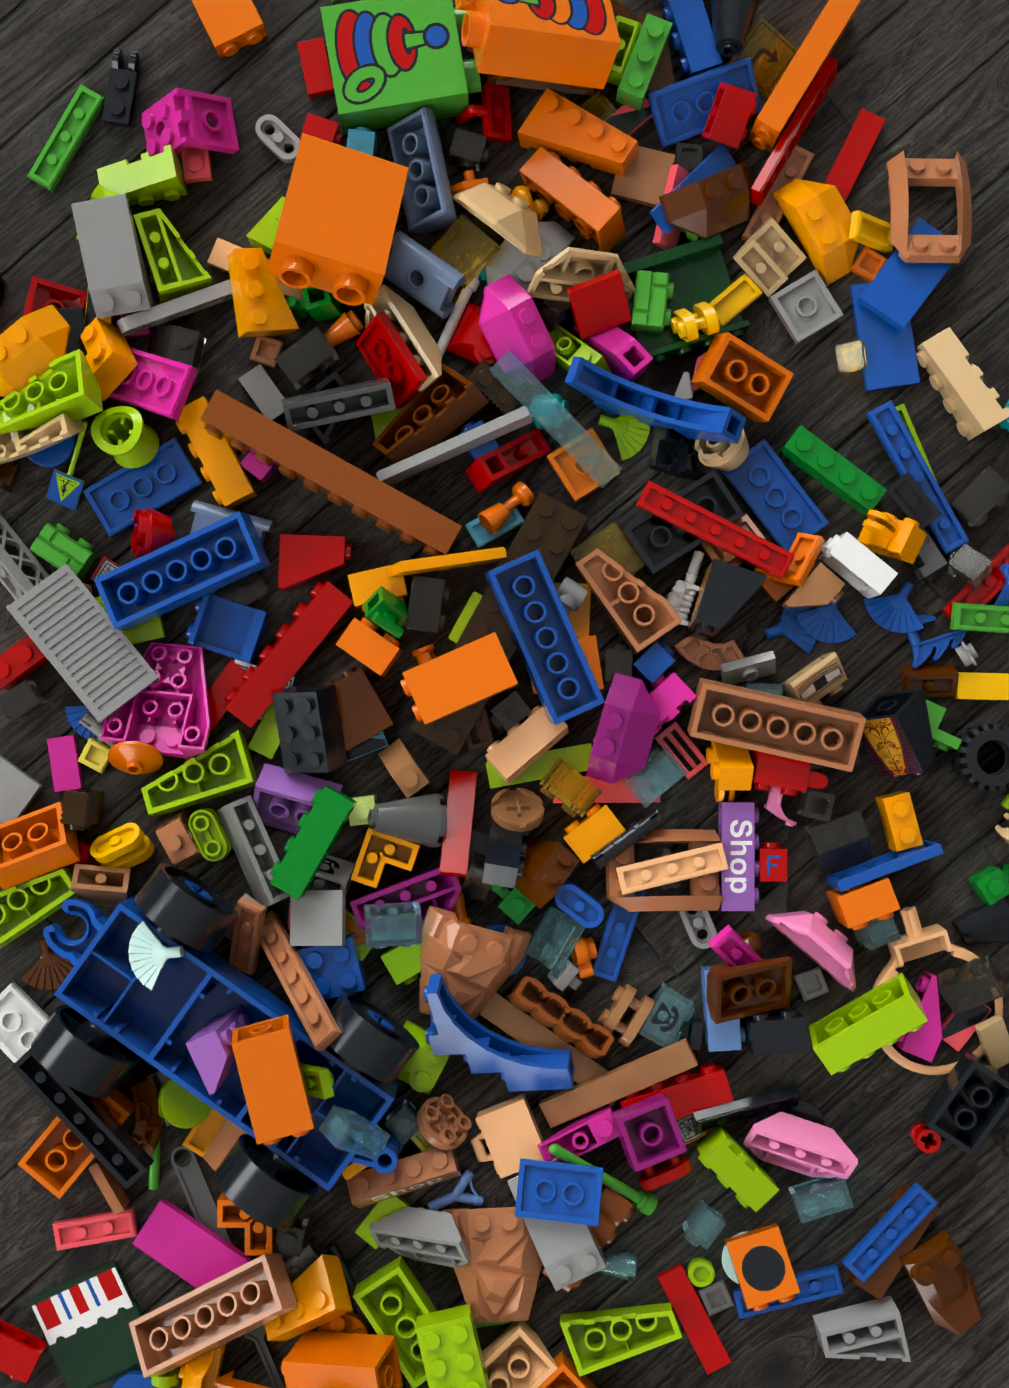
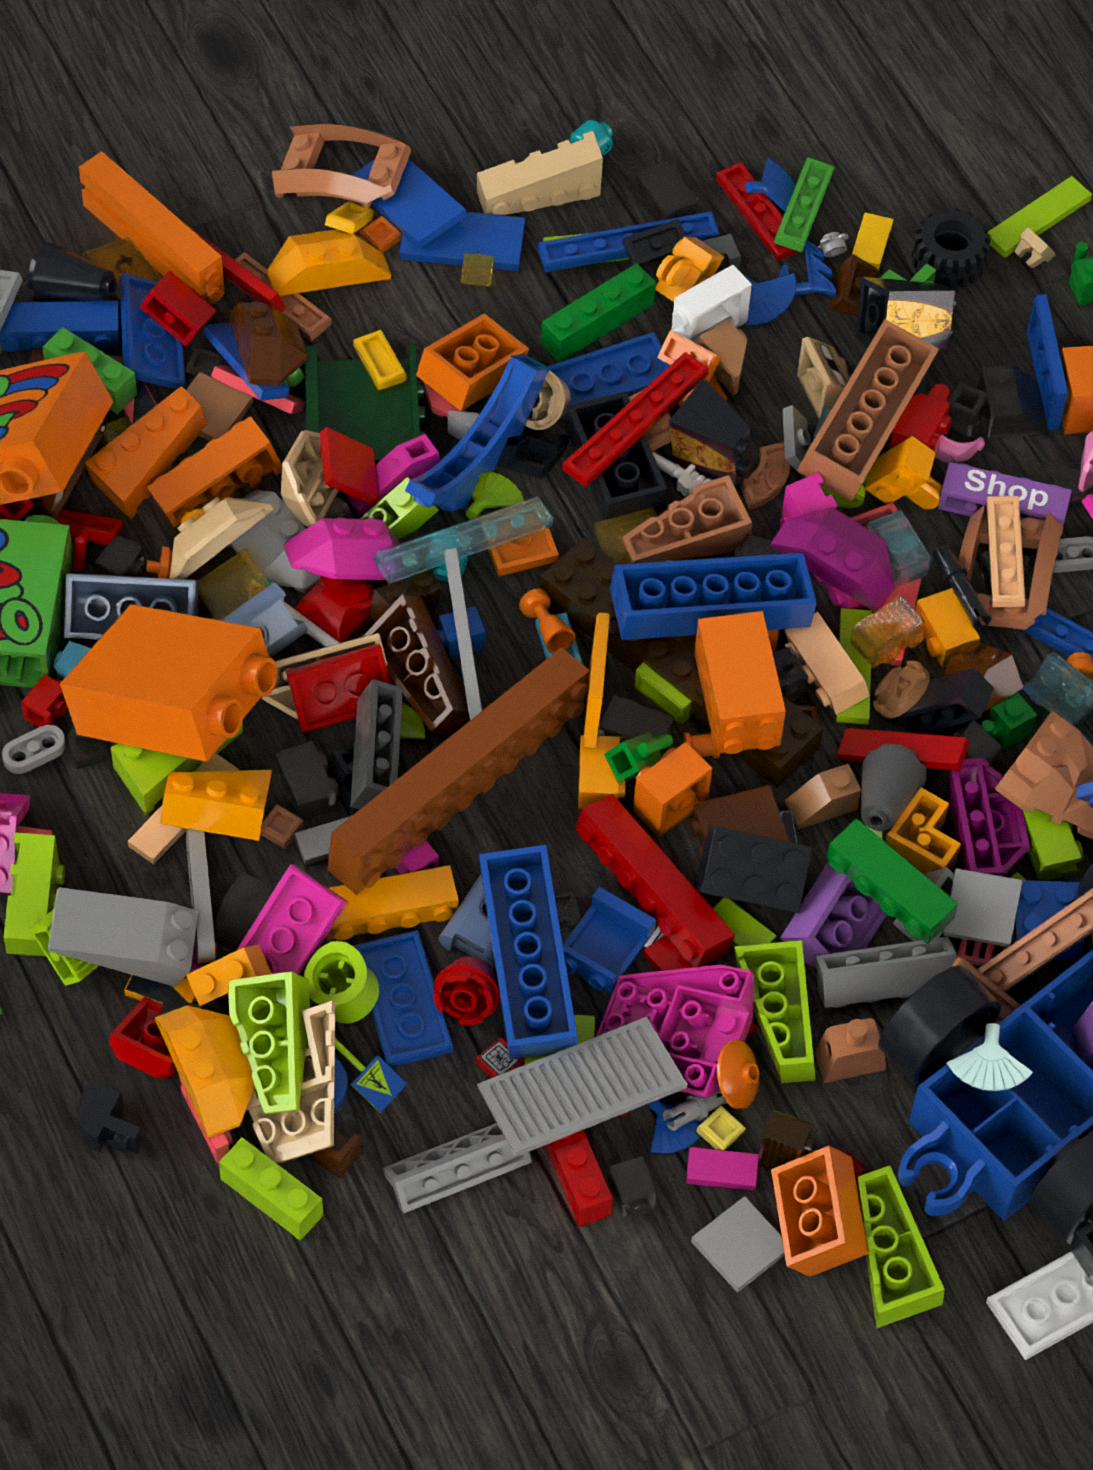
camera: 70 degrees left, 30 degrees down
(49, 970) = (980, 1250): reddish brown hand -> none
(59, 548) = (453, 1099): bright green brick -> none
(101, 884) = (887, 1138): medium nougat slope -> none
(122, 847) = (847, 1117): yellow brick -> none
(169, 259) = (150, 878): lime wedge -> none
(209, 834) = (850, 1007): lime brick -> none
(310, 557) = (547, 823): red slope -> none
(317, 303) = (246, 747): green brick -> none
(344, 328) = (281, 730): orange cone -> none
(392, 925) = (1009, 828): clear light blue brick -> none
(507, 460) = (494, 611): red slope -> none
(579, 905) = (1031, 649): blue brick -> none
(650, 301) = (366, 427): bright green brick -> none
(654, 662) = (765, 518): blue brick -> none
(688, 324) = (396, 388): yellow brick -> none
(769, 257) = (342, 313): tan slope -> none
(772, 862) = (1021, 462): red brick -> none
(791, 629) = (759, 390): blue hand -> none
(805, 307) = (409, 297): light grey plate -> none
(825, 624) = (765, 363): blue hand -> none
(854, 152) = (252, 217): red tile -> none
(899, 821) = (1001, 342): light orange brick -> none
(969, 566) = (739, 218): clear smoke brick -> none

